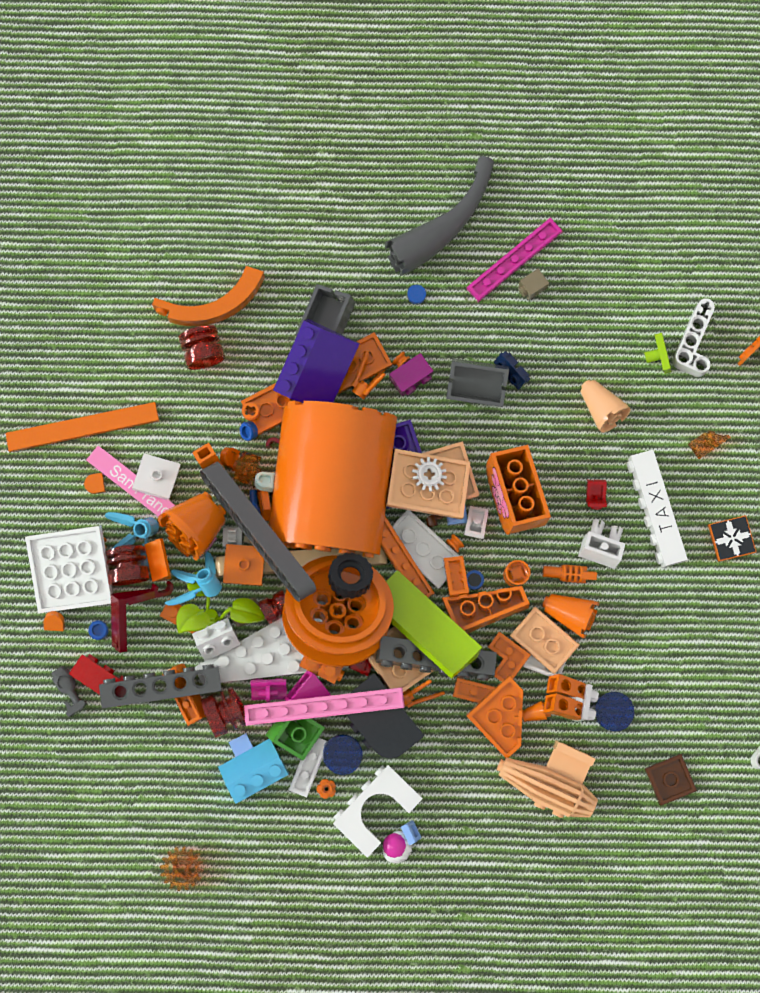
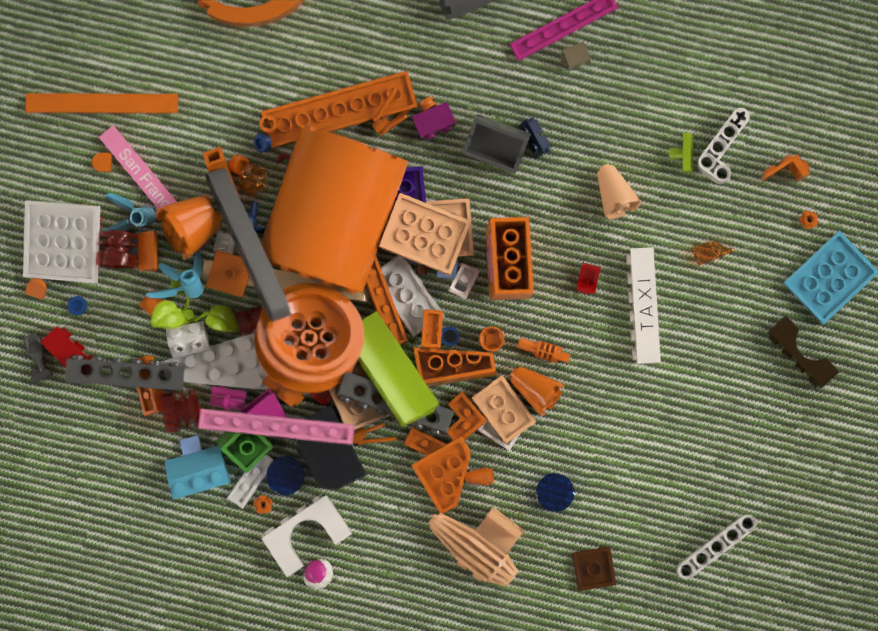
camera: 20 degrees right, 5 degrees up
(118, 611) = (100, 290): dark red hinge -> none
(156, 476) = (163, 168): white plate -> none
(175, 860) = (105, 539): clear orange gear -> none
(201, 347) = (233, 47): clear red wheel -> none
(264, 481) = (266, 196): light aqua tile -> none
(264, 504) = (262, 214): orange tile -> none
(316, 364) = (341, 93): dark purple slope -> none
(328, 311) = (361, 47): dark grey piece -> none
(355, 561) = (320, 320): black tyre -> none
(411, 832) = (334, 563): light blue tile -> none
(416, 294) = (458, 40): blue tile -> none
(434, 468) = (421, 218): white gear -> none
(455, 543) = (439, 296): orange bush -> none
(570, 698) = (514, 470): orange hips -> none
(600, 548) = (580, 334): white brick -> none
(732, 538) = (711, 350): black tile -> none

